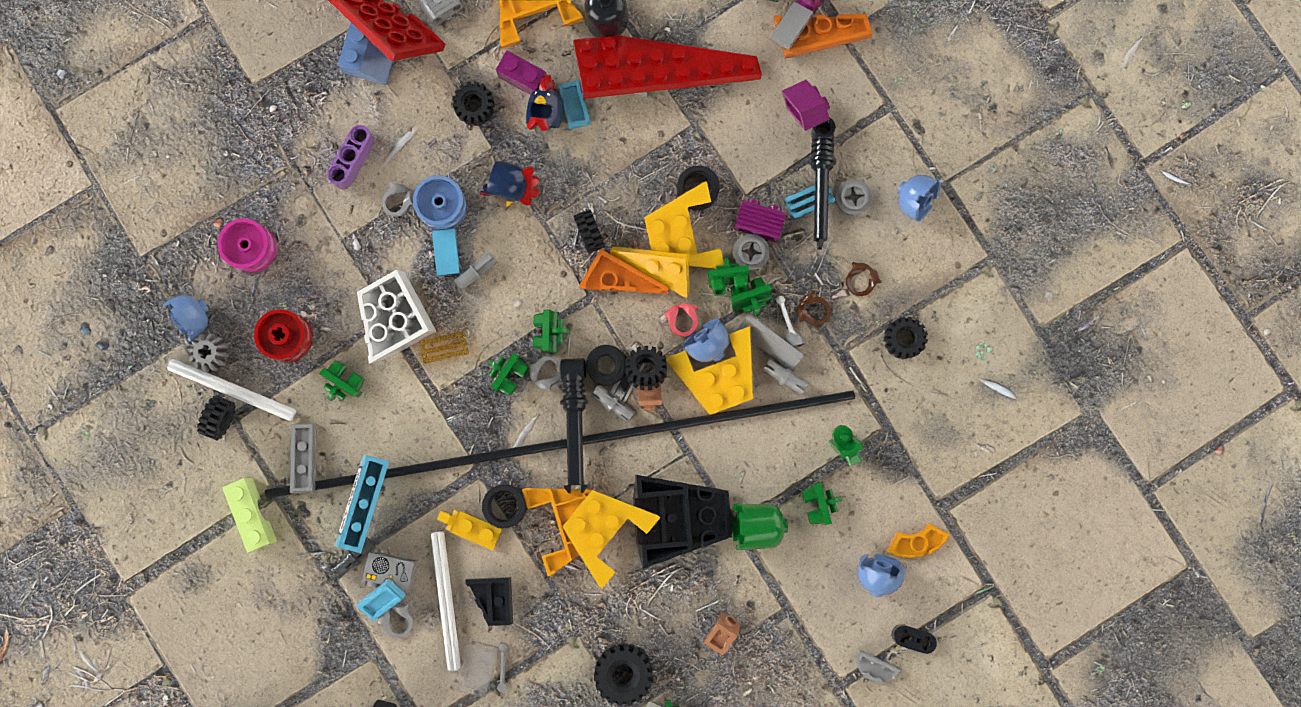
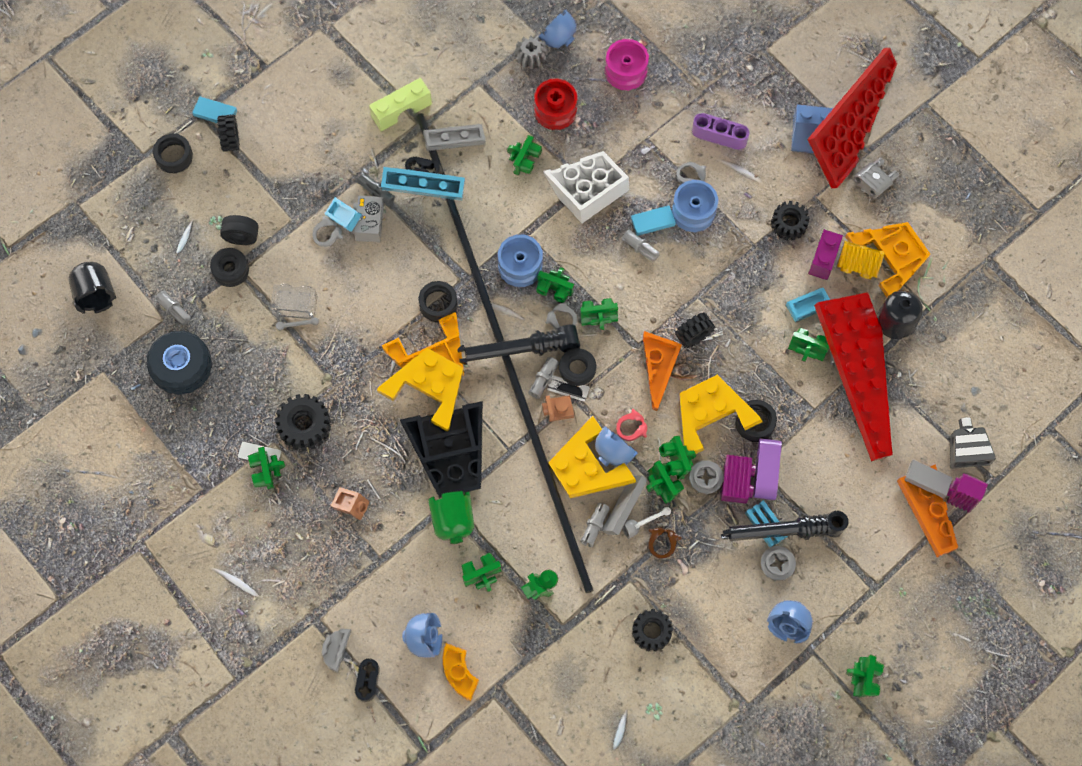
camera: 80 degrees right, 15 degrees down
(216, 417) = (477, 65): black tyre -> none
(231, 389) = (503, 76): white axle -> none
(332, 497) = (424, 164): none -> black beam
(445, 601) = (349, 267): white axle -> none
(459, 407) = (520, 260): none -> medium blue wheel
(463, 344) = (575, 247): clear yellow tile -> none
(471, 528) = (414, 278): yellow hinge -> none
(494, 599) = (355, 306): black wing -> none
(512, 183) = (724, 260): dark blue piece -> none
(535, 38) = (860, 260): none -> yellow brick
(544, 106) = (801, 276): dark blue piece -> none
(625, 116) = (809, 346): none -> green hips
(646, 379) = (573, 405): black tyre -> none
(664, 267) = (676, 398): yellow wing -> none
(753, 186) = (767, 469): none -> medium lavender beam
(806, 104) = (855, 501): magenta piece -> none
(873, 278) = (711, 578): reddish brown piece -> none
(982, 136) = (863, 674): none -> green hips

